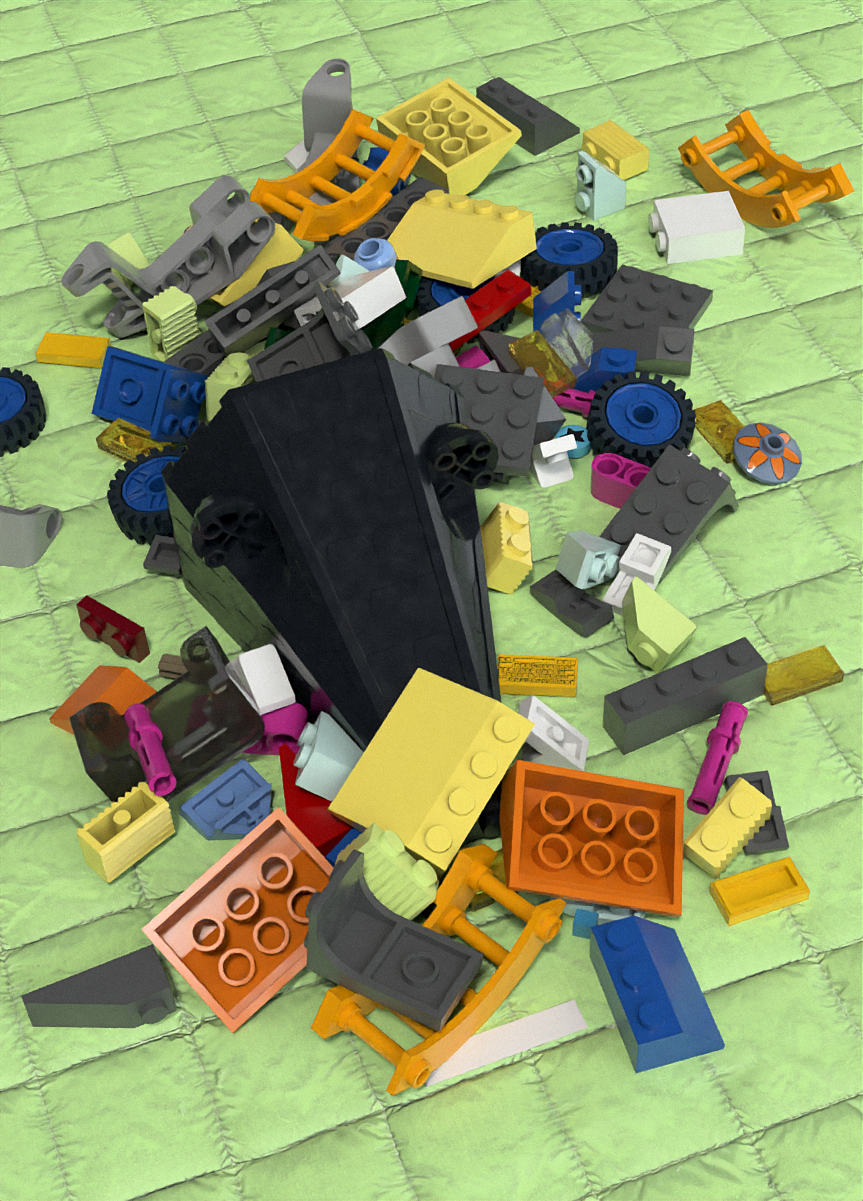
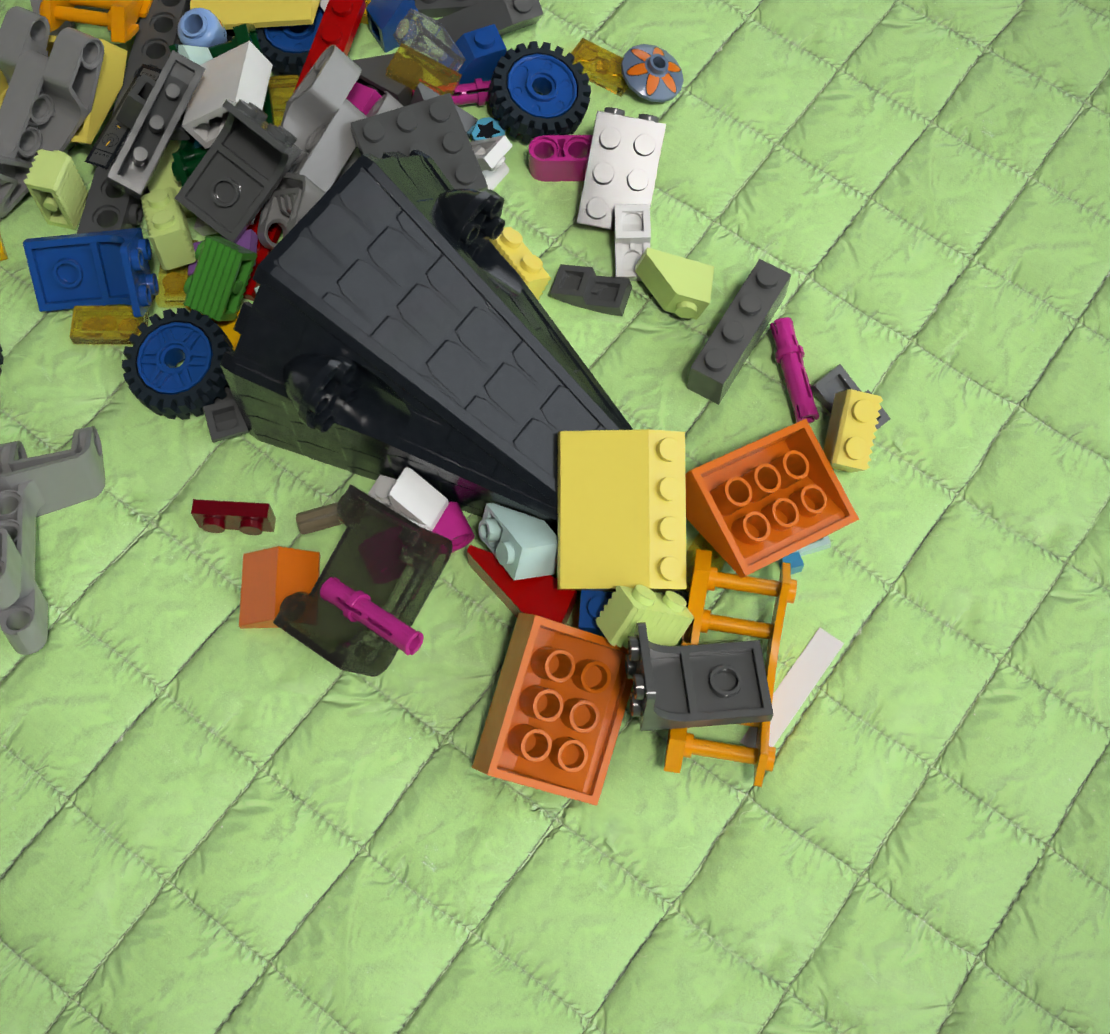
camera: 35 degrees left, 20 degrees up
(110, 995) = (491, 831): dark grey slope -> none
(125, 832) = (396, 694): light yellow brick -> none
(229, 804) = (456, 618): medium blue slope -> none
(537, 675) = (619, 366): yellow tile -> none
(552, 738) = (667, 417): white slope -> none
(588, 559) = (587, 248): light aqua slope -> none
(652, 993) = (875, 593): blue slope -> none
(759, 891) = (891, 466): yellow tile -> none
(801, 675) = (806, 263): clear yellow tile -> none

